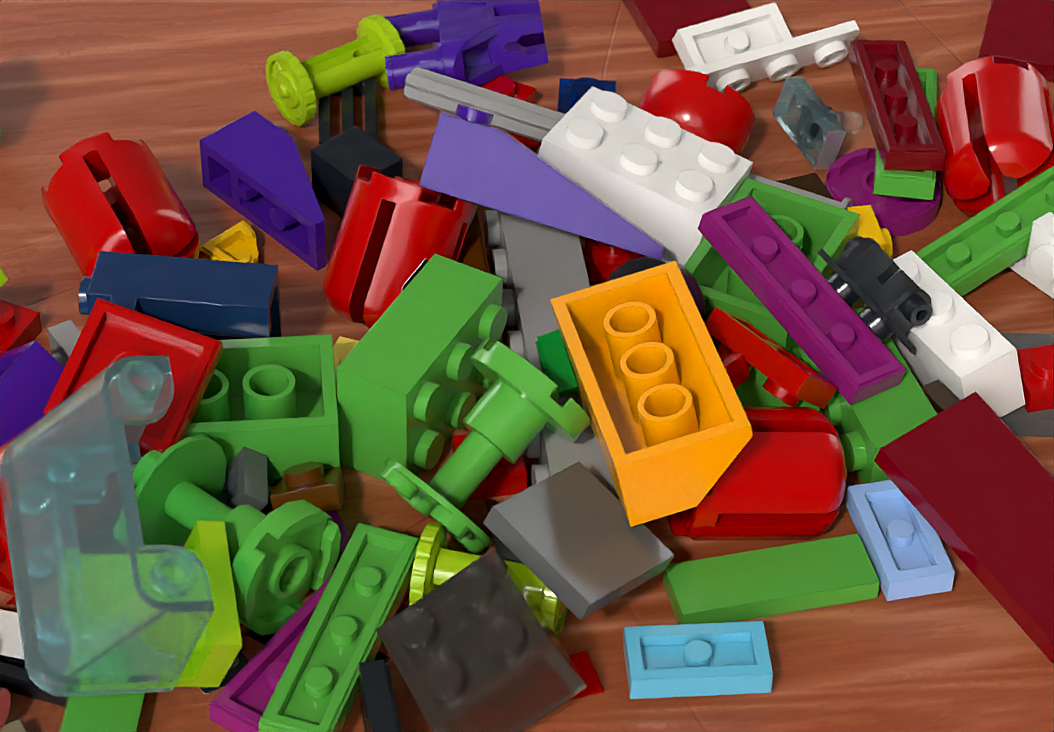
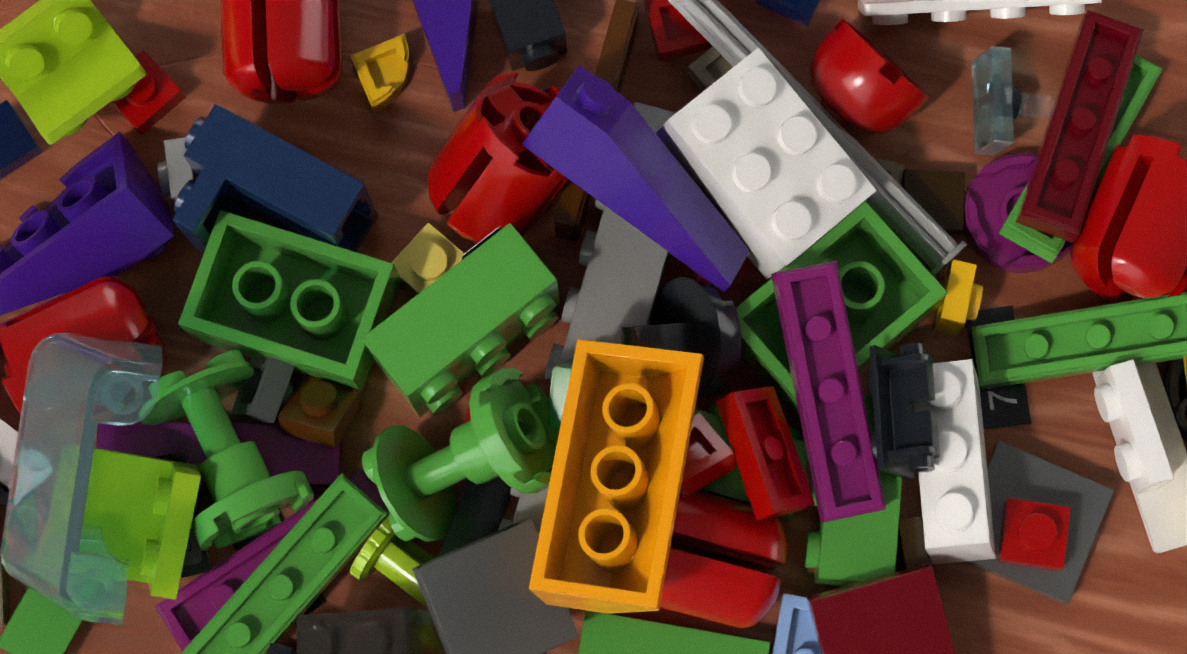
camera: 30 degrees right, 35 degrees up
(122, 332) = (187, 279): red tile -> none

